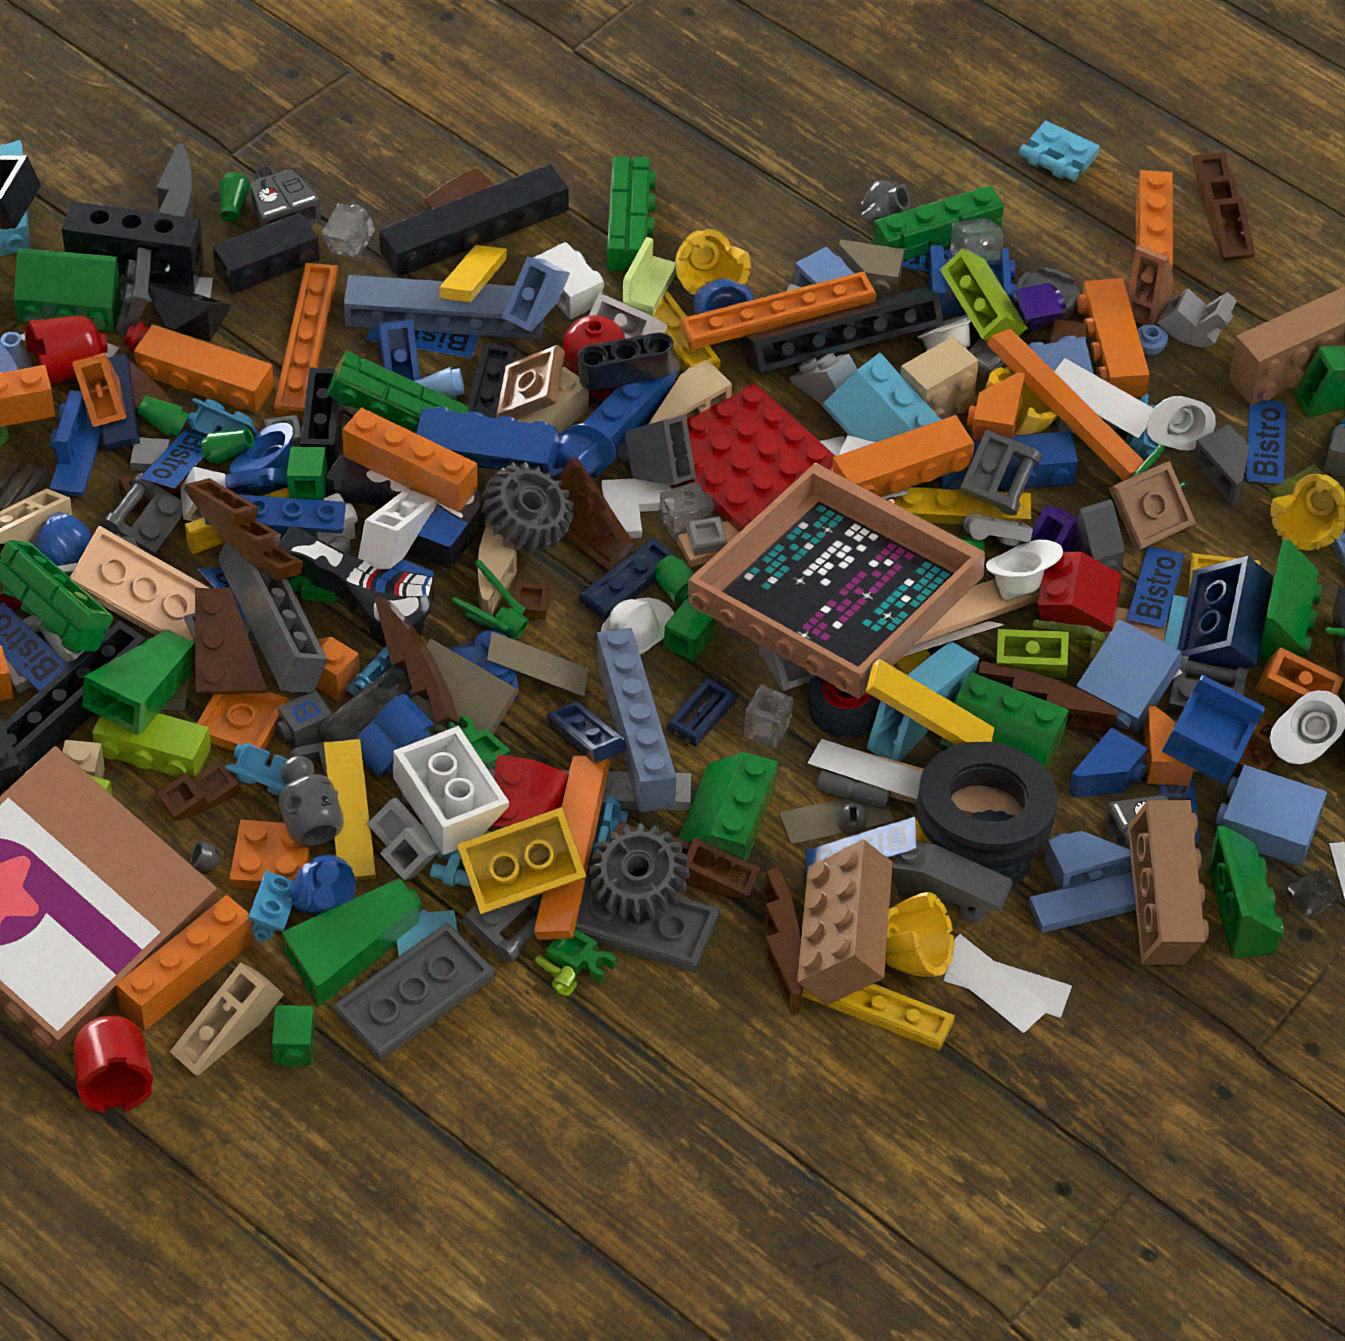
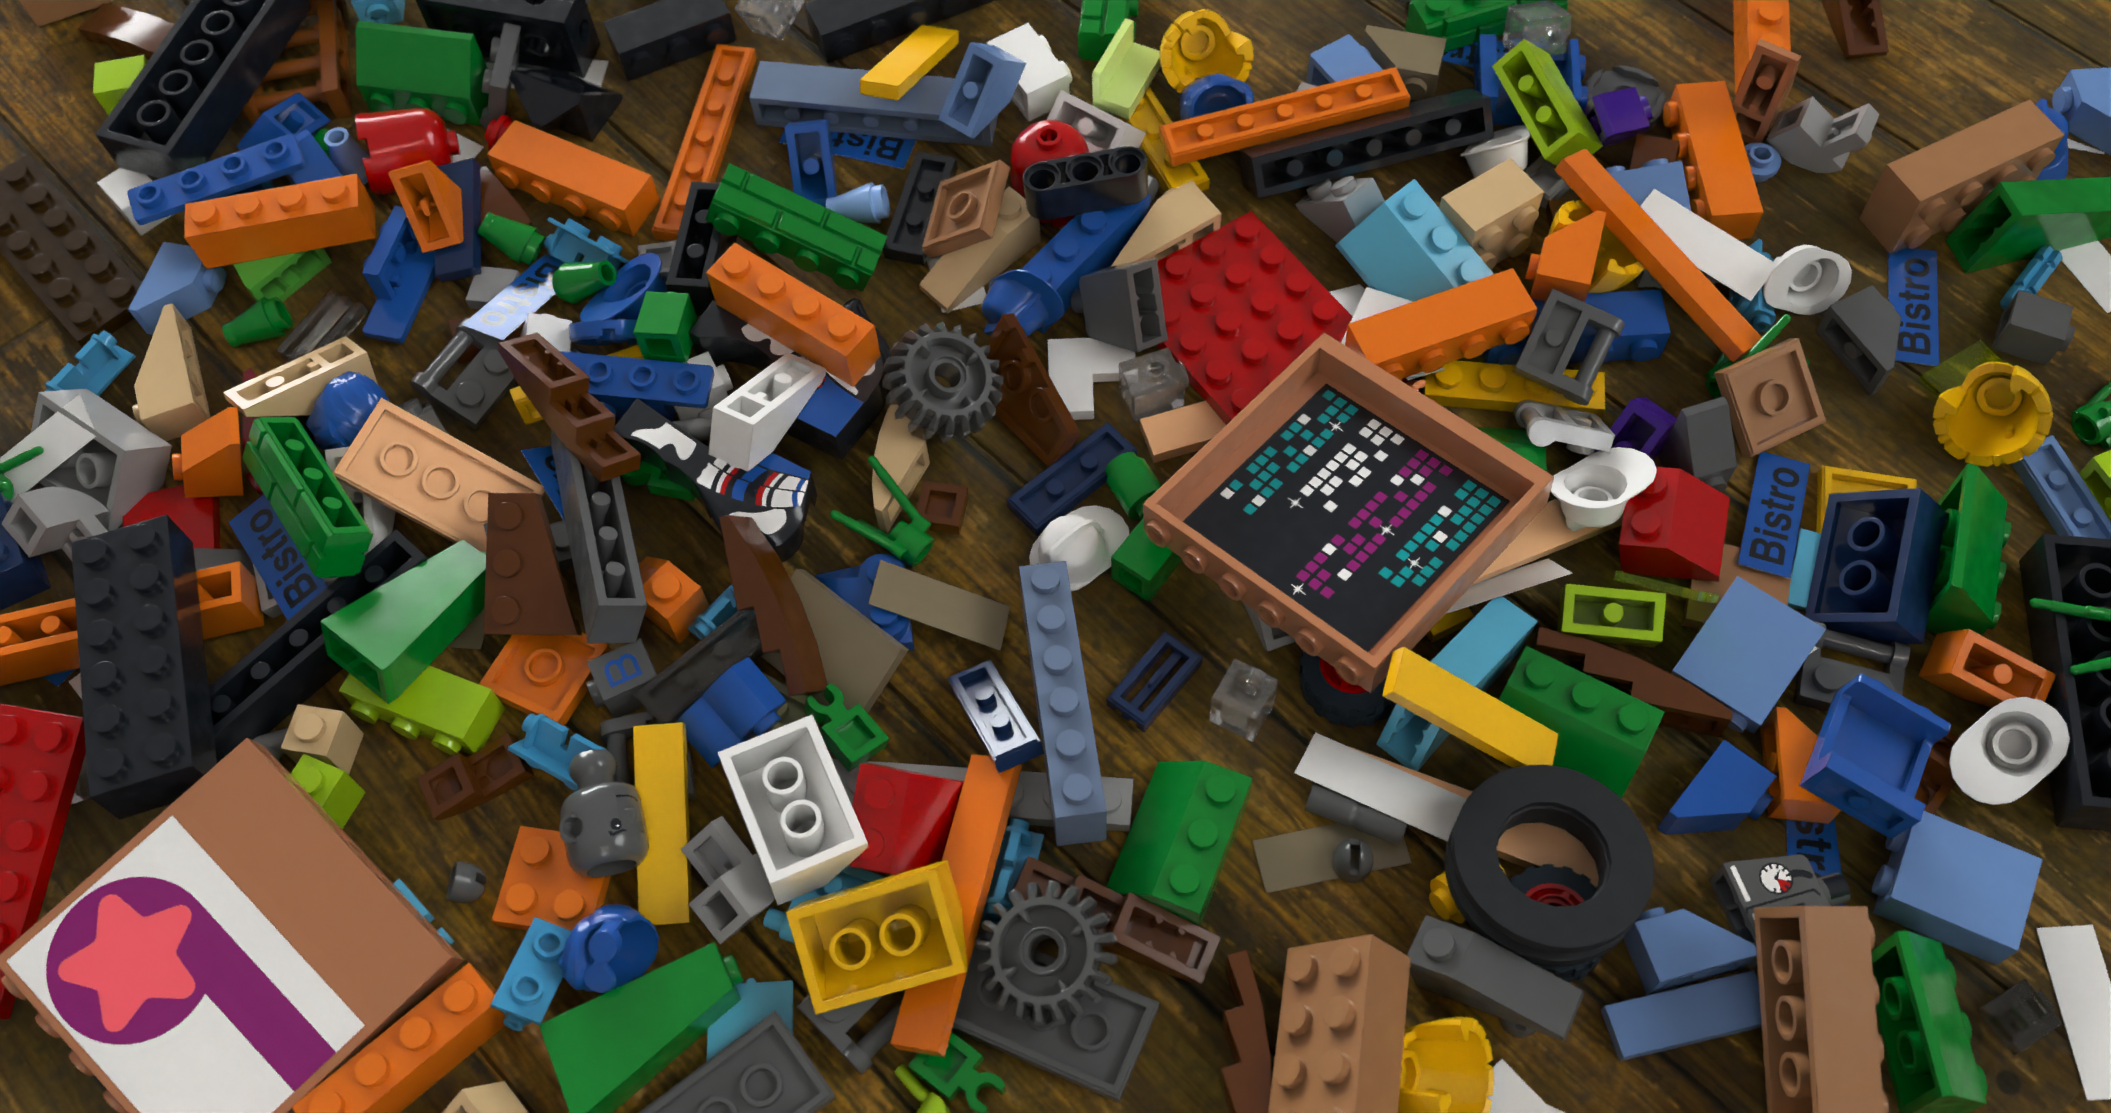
camera: 10 degrees right, 10 degrees up
(491, 441) = (901, 289): blue brick -> none
(706, 535) = (1177, 423): light grey tile -> none
(889, 840) = (1393, 917): sticker -> none

